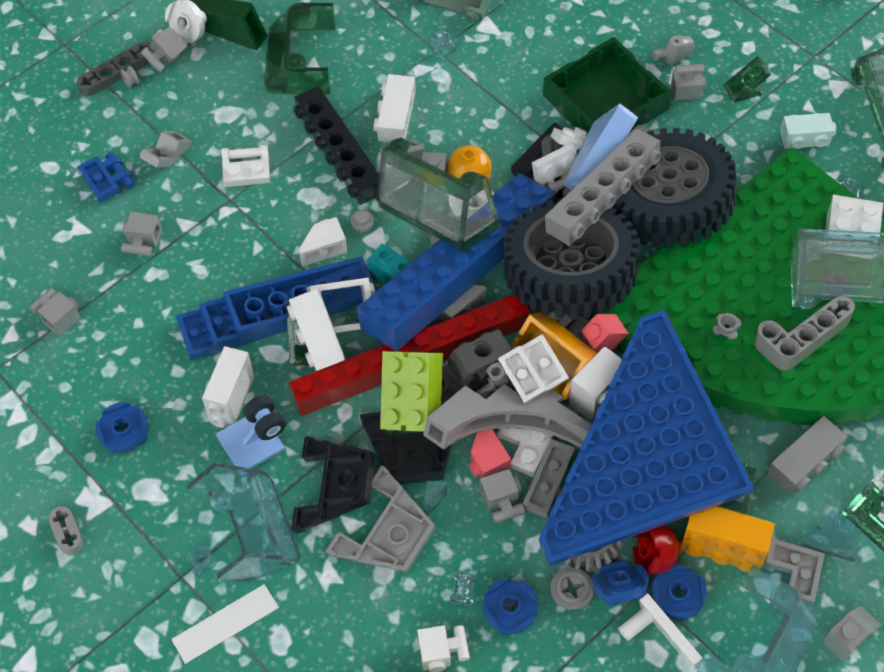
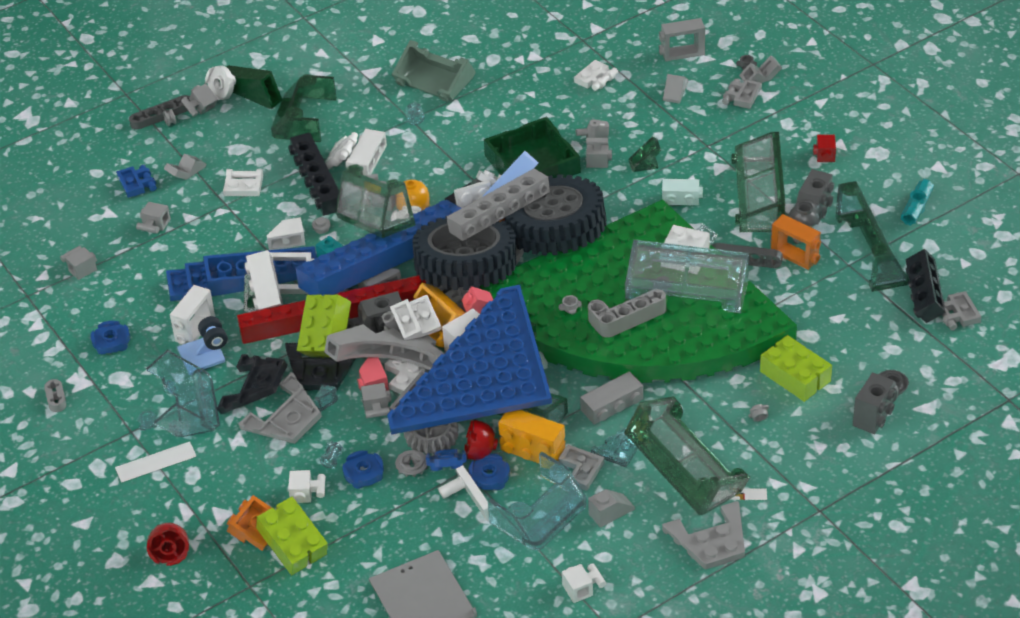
camera: 10 degrees right, 15 degrees down
(363, 107) = (341, 150): none -> white plate

